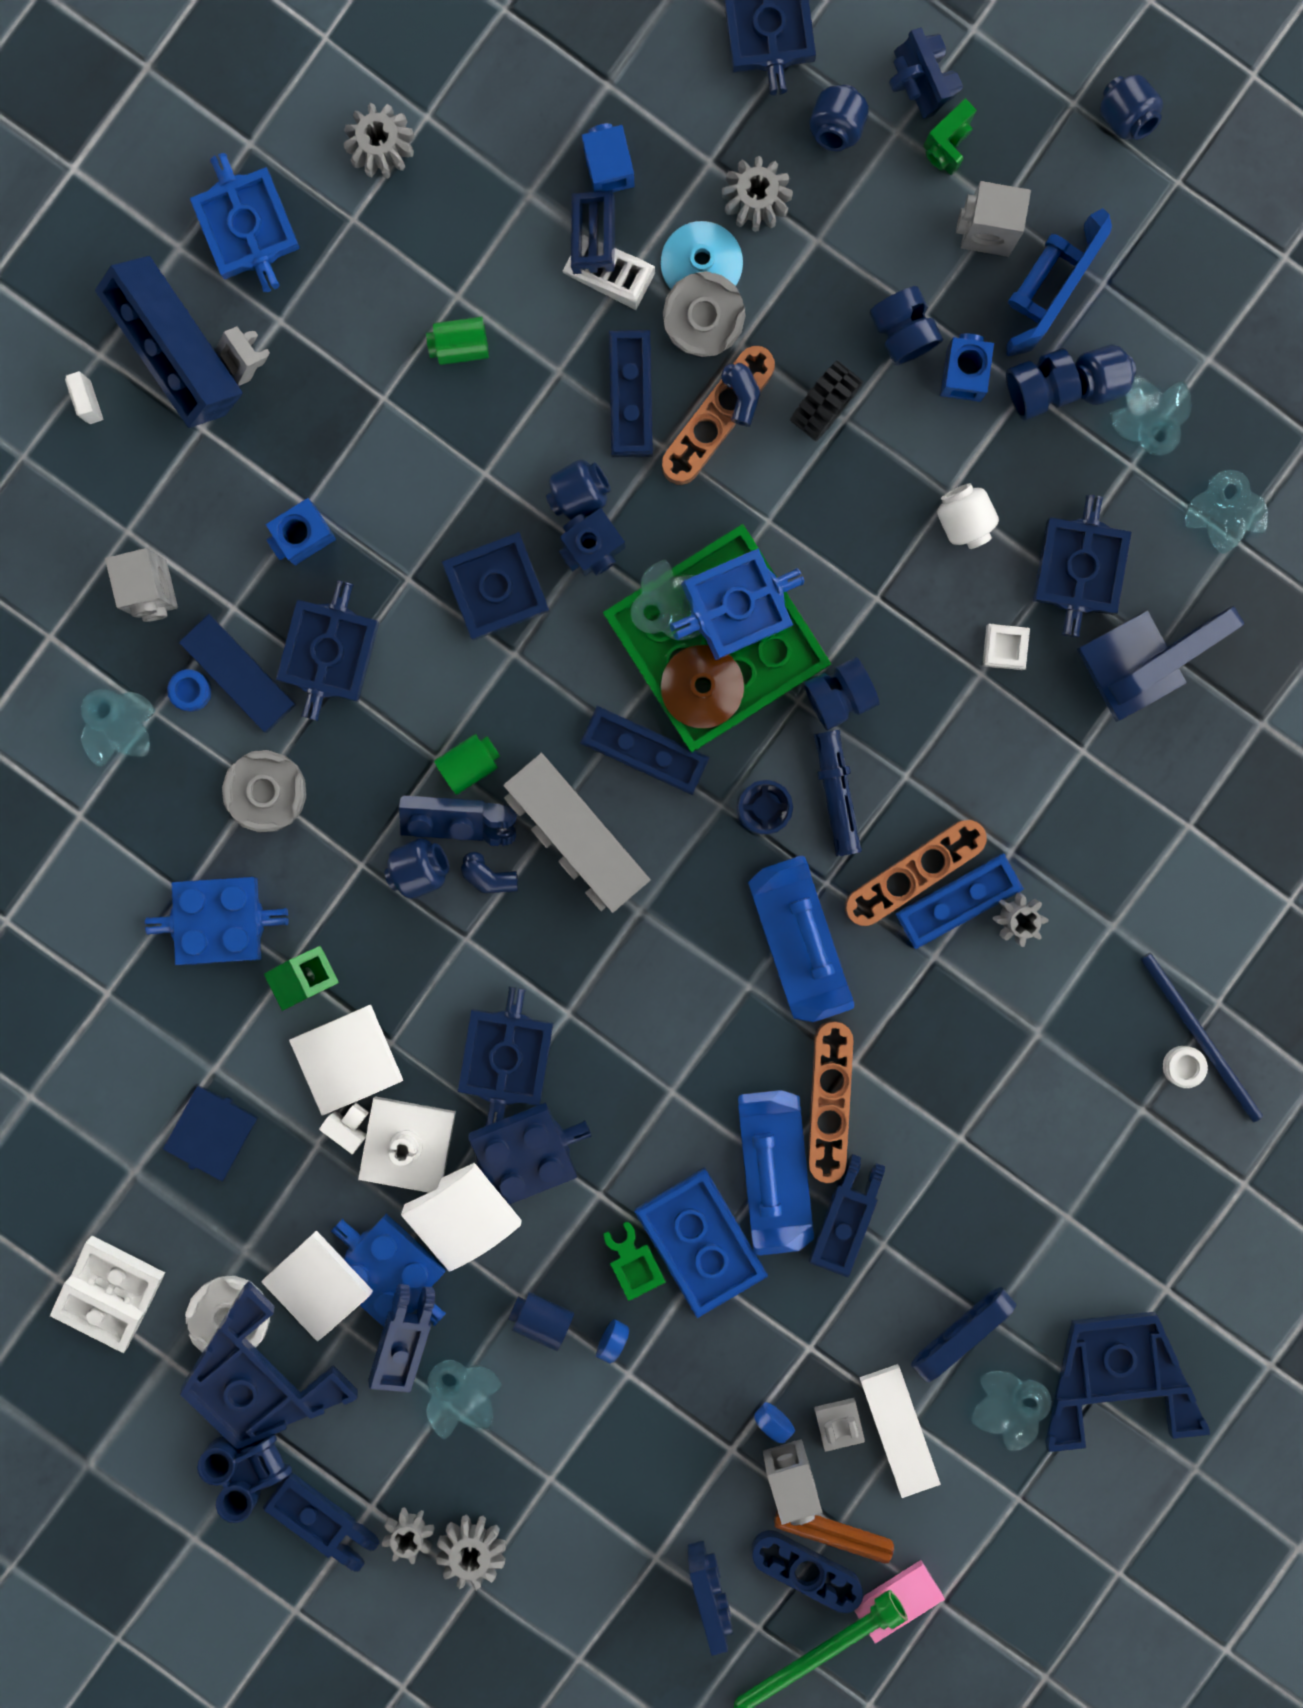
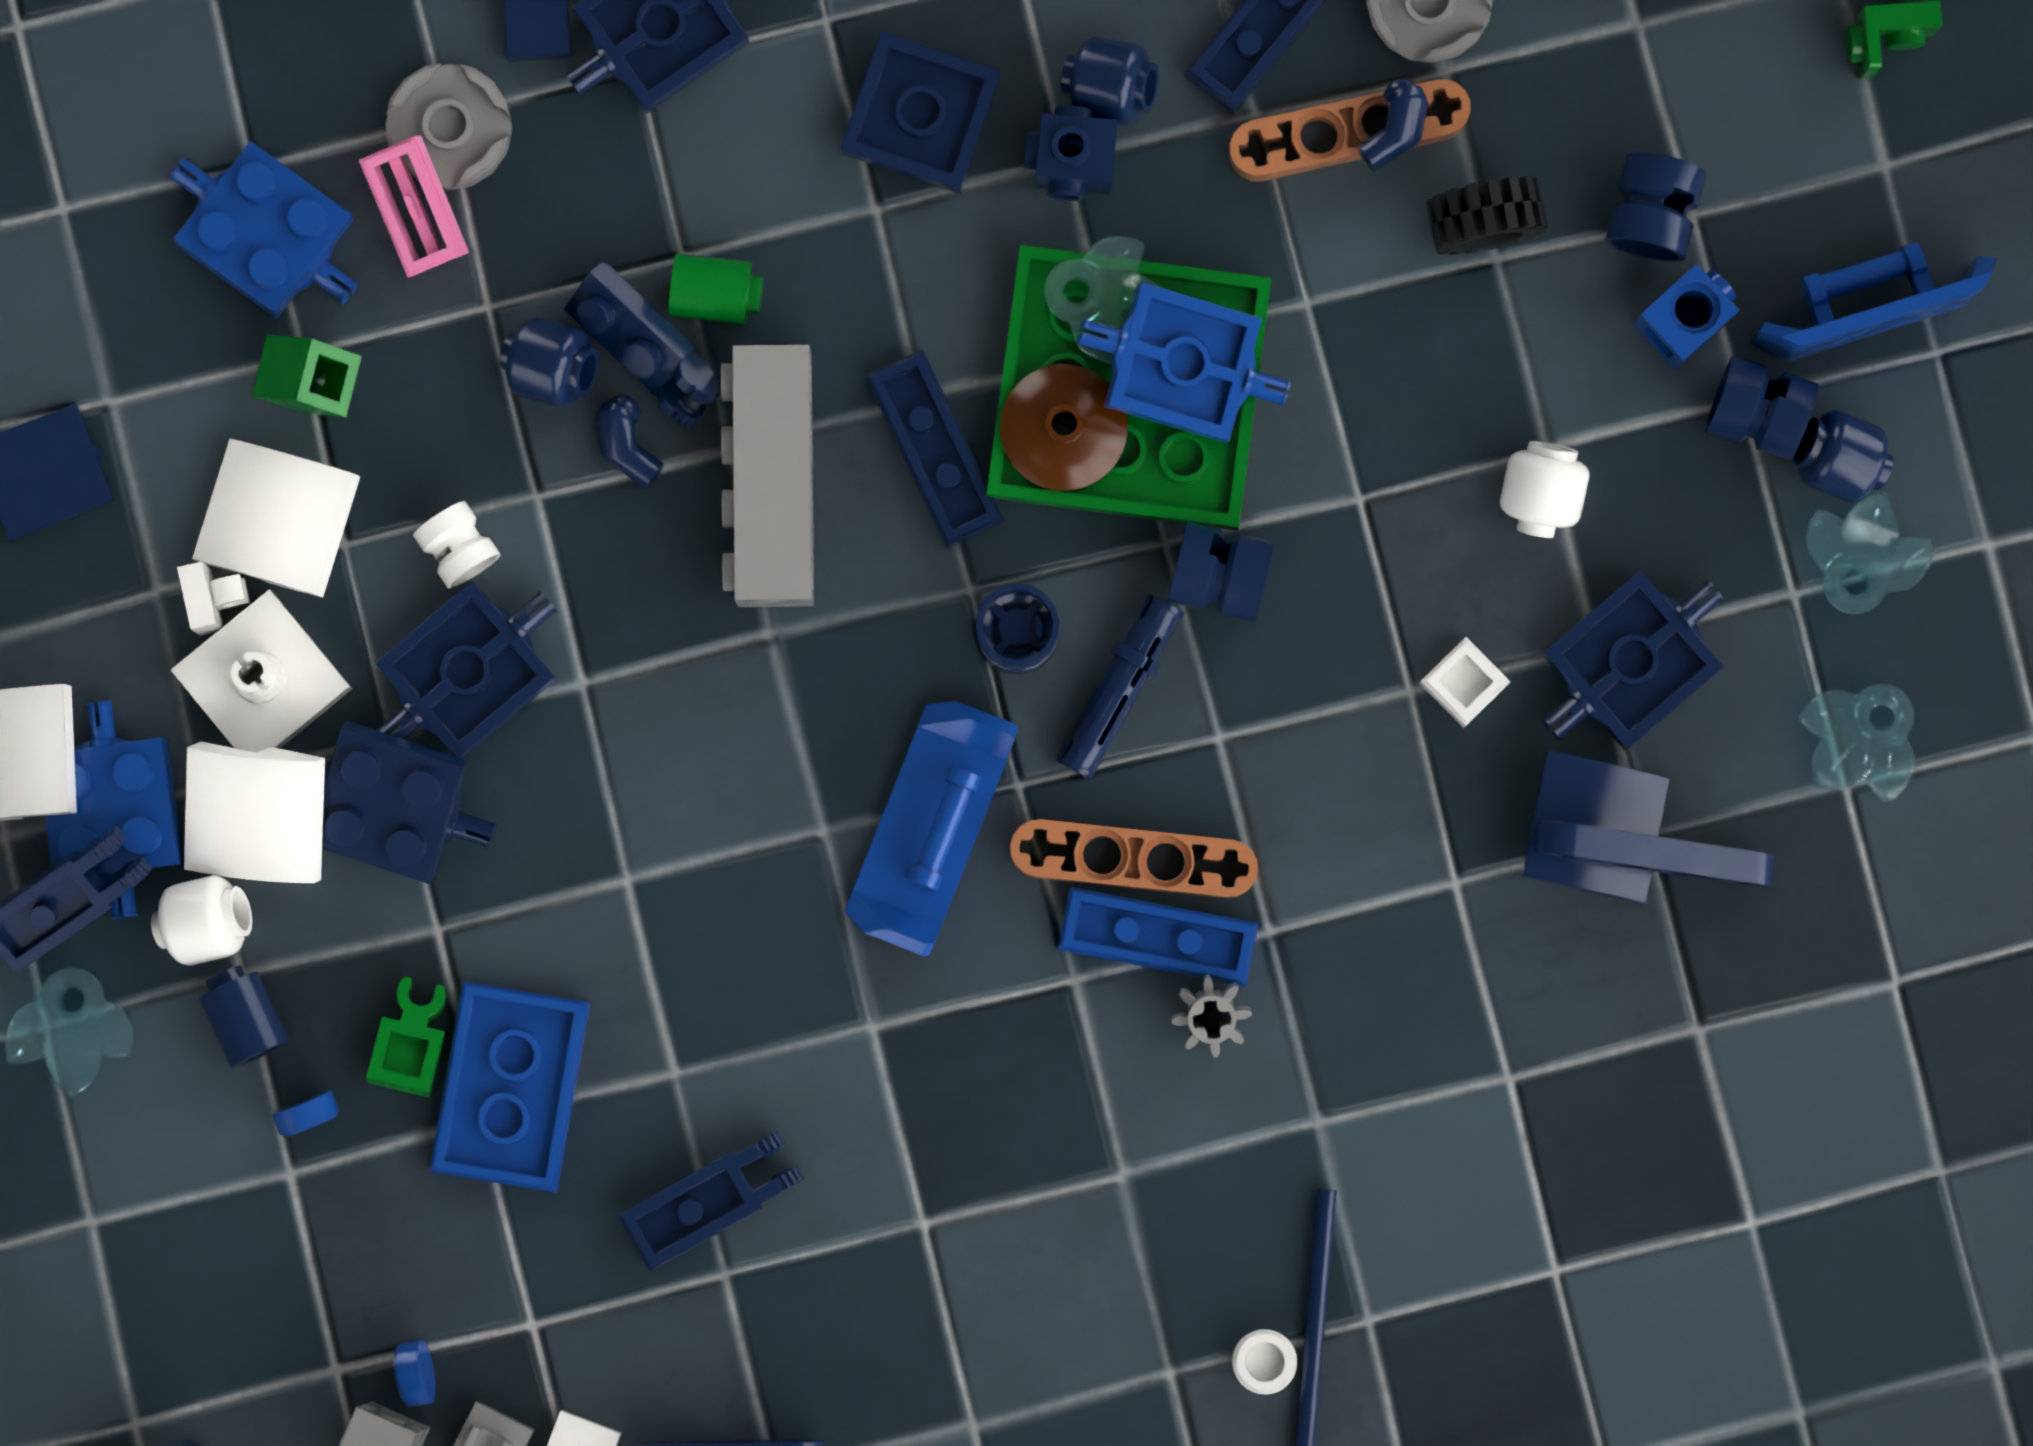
camera: 35 degrees right, 5 degrees down
(289, 833) = (435, 196): none -> bright pink tile
(447, 998) = (456, 544): none -> white wheel
(480, 1290) = (202, 920): none -> white head
(775, 1172) = (670, 1075): blue piece -> none
(835, 1101) = (799, 1040): nougat beam -> none
(993, 218) = (1857, 165): light grey brick -> none

